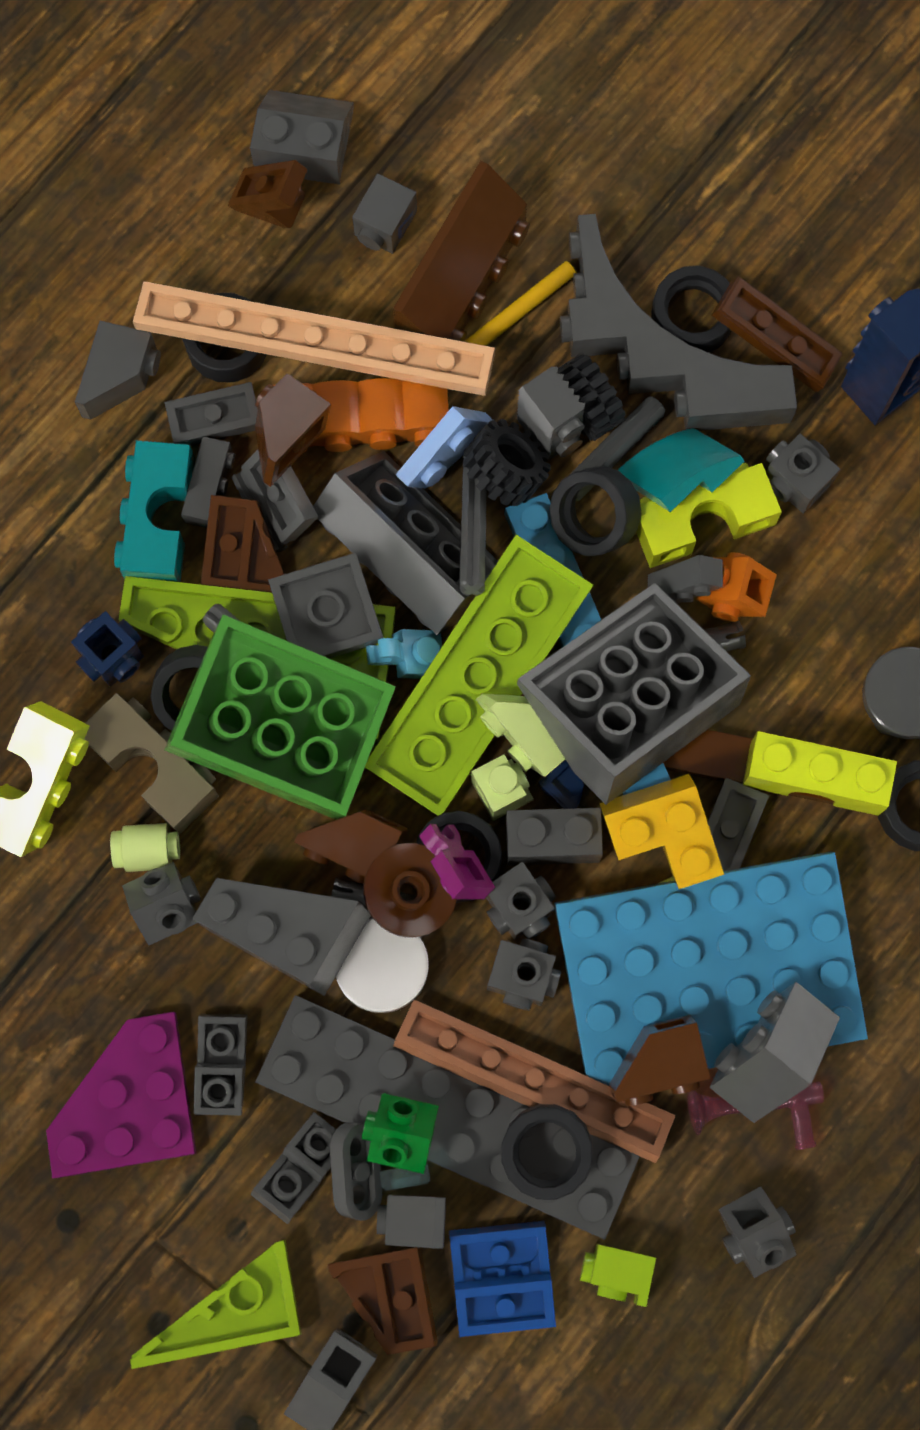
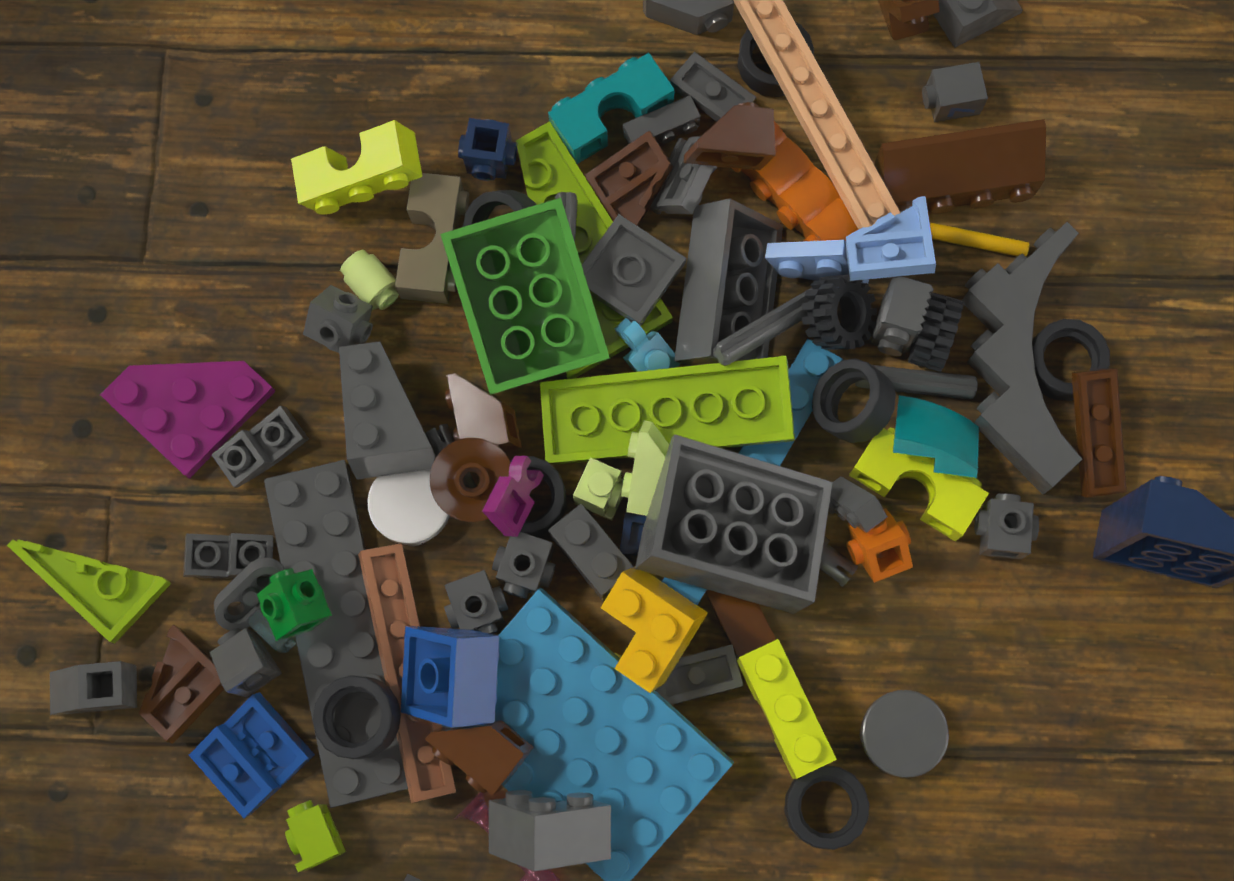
camera: 55 degrees right, 0 degrees up
(492, 369) = (893, 245): none -> light blue wing
(575, 1039) = (450, 675): none -> blue slope

